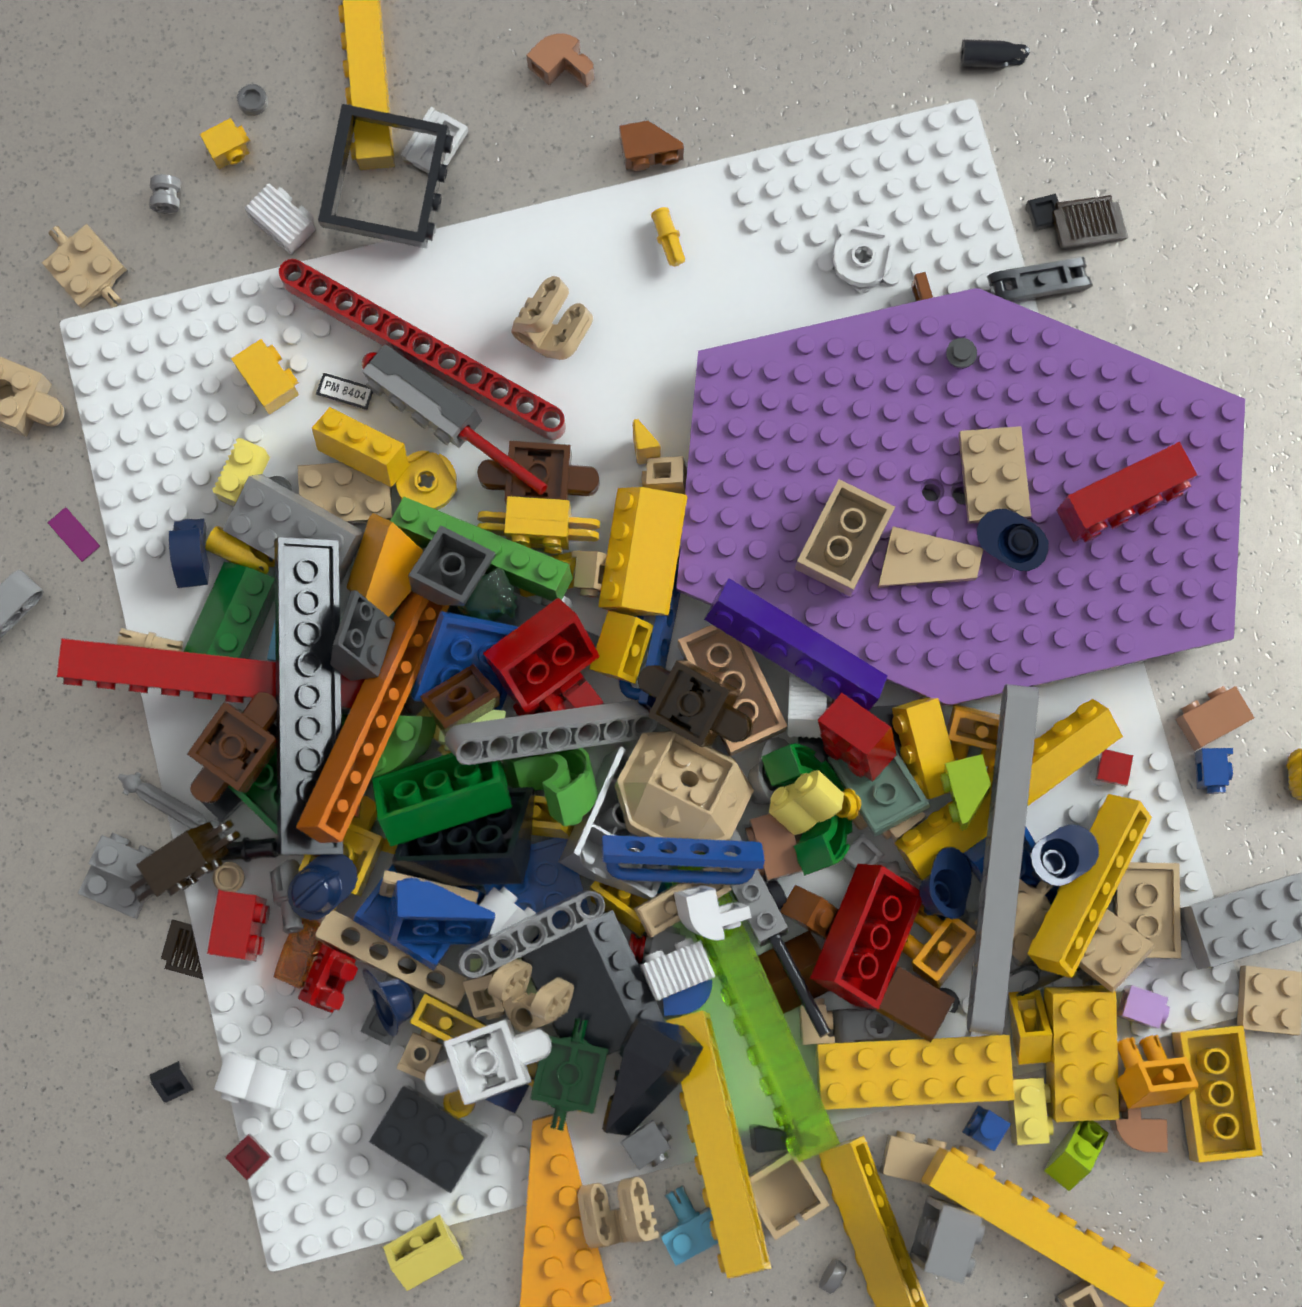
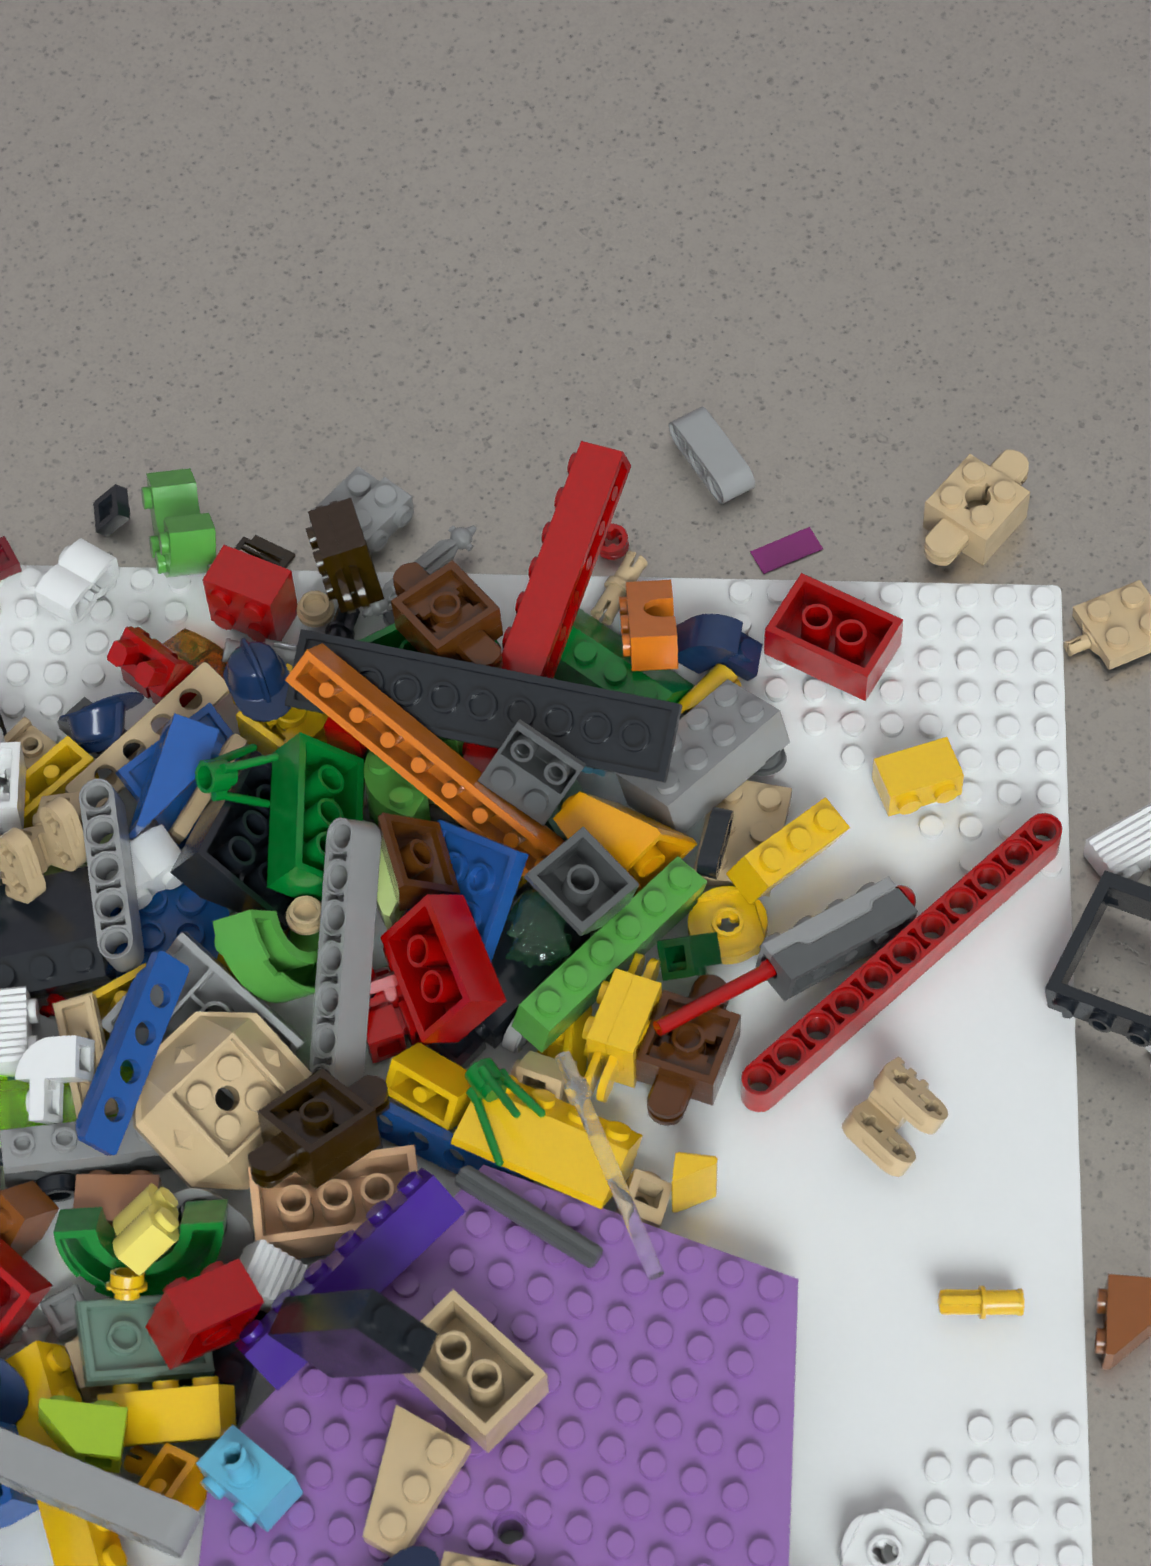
camera: 110 degrees right, 20 degrees down
(159, 465) = (833, 636): none -> red brick
(184, 1015) = (182, 536): none -> bright green brick
(208, 594) = (649, 625): none -> orange arch
(245, 461) = (808, 726): light yellow brick -> none
(344, 391) = (879, 863): sticker -> none
(368, 501) = (715, 842): none -> black beam
(440, 864) = (219, 775): none -> green plant
(469, 492) = (688, 955): none -> dark green brick
(520, 775) = (304, 915): none -> tan plate
(609, 531) = (579, 1094): none -> clear bar
(621, 595) = (491, 1083): none -> green plant
(712, 539) = (528, 1216): none -> dark grey axle
(859, 612) = (353, 1334): none -> black brick
(963, 666) = (249, 1479): none -> medium azure brick

